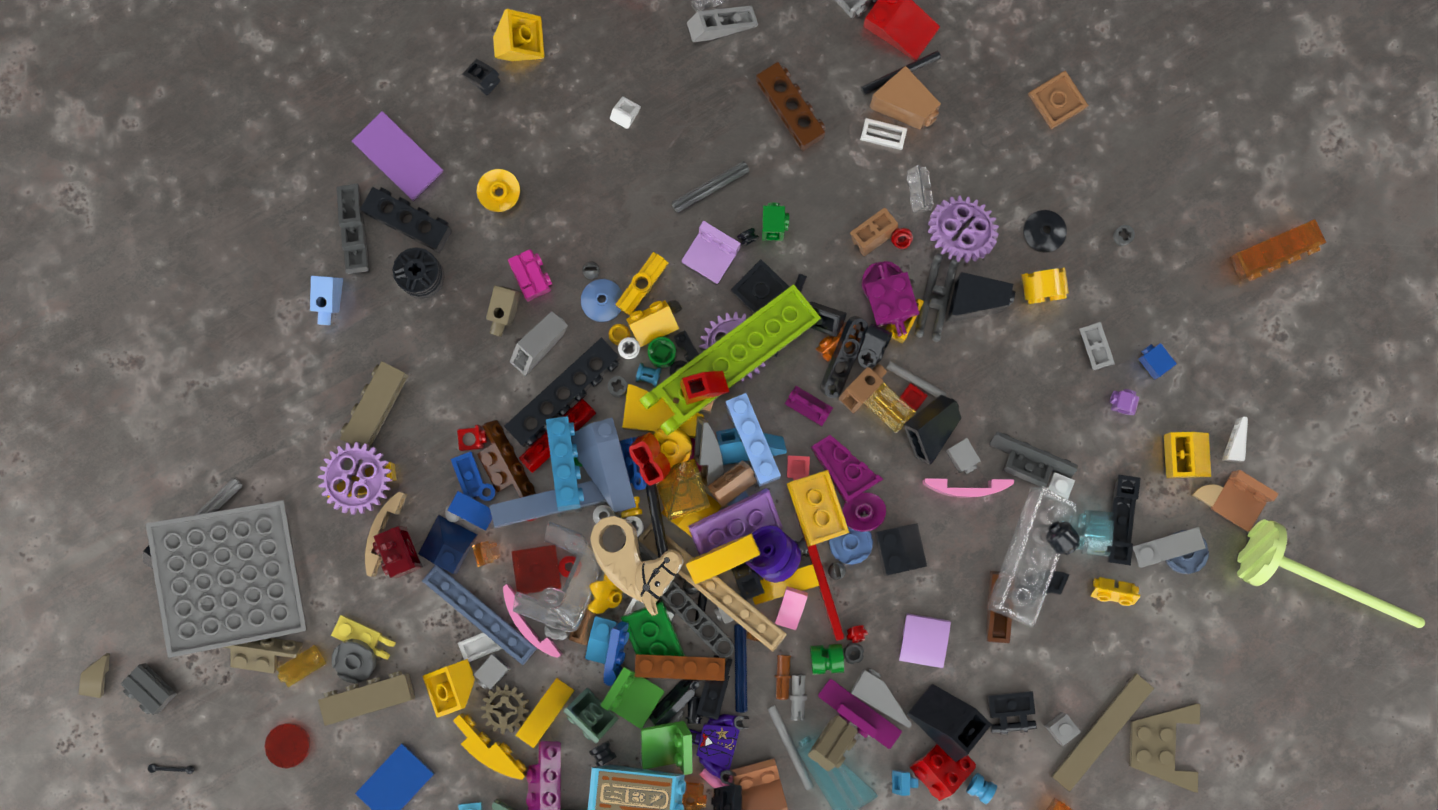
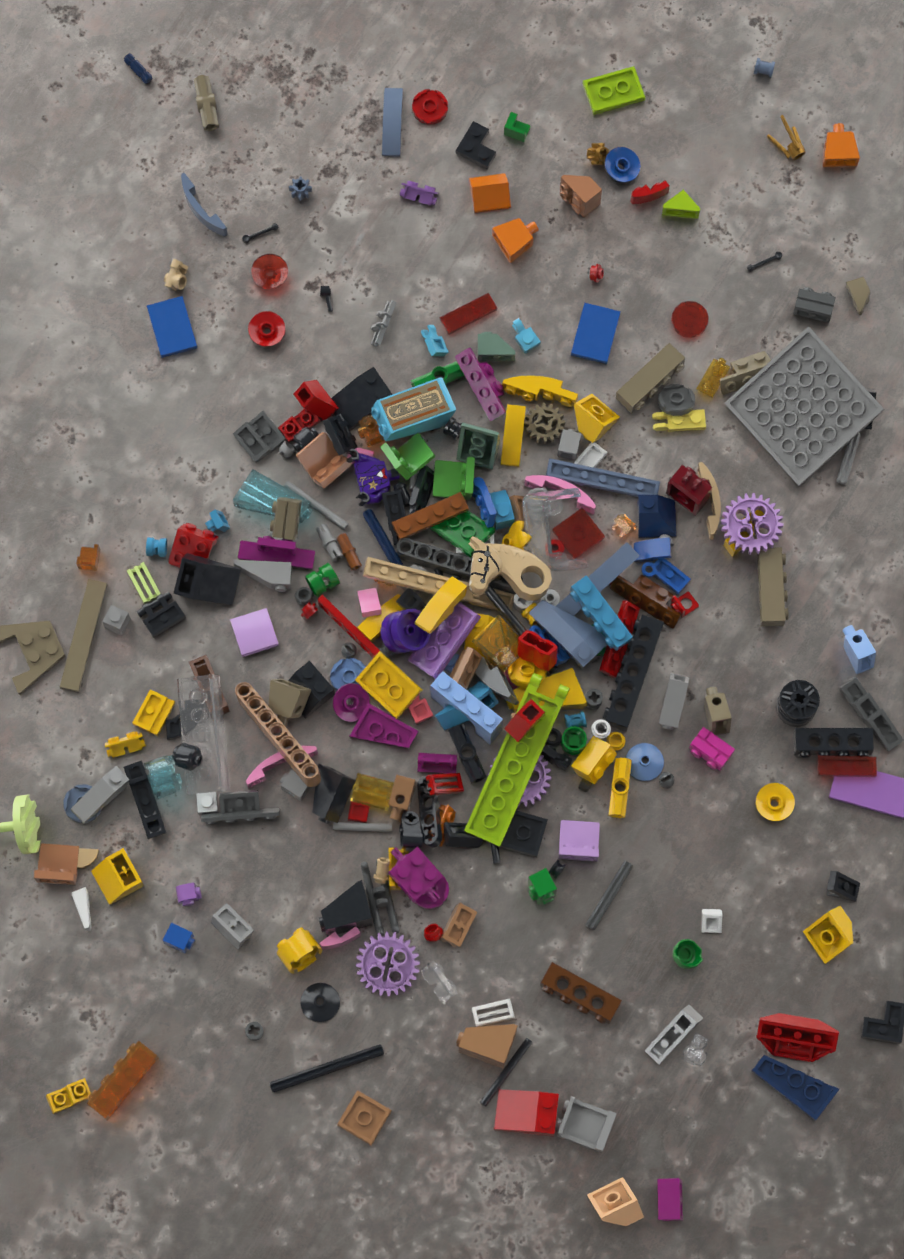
camera: 150 degrees right, 10 degrees down
(407, 188) = (847, 766): none -> clear red tile
(667, 88) = (687, 954): none -> green hair
(774, 384) = (471, 764): none -> black piece
(828, 379) = (434, 791): none -> red tile
(923, 320) = (381, 875): none -> tan pin
(929, 547) = (287, 699): none -> dark tan torso
(958, 524) = (281, 741): none -> medium nougat beam
(1001, 276) = (335, 941): none -> bright pink slope
(1013, 776) = (136, 569): none -> yellowish green tile
(1070, 608) = (153, 712): none -> yellow plate
(1071, 163) = (326, 1068): none -> black axle
(1334, 265) = (68, 1096): none -> yellow slope

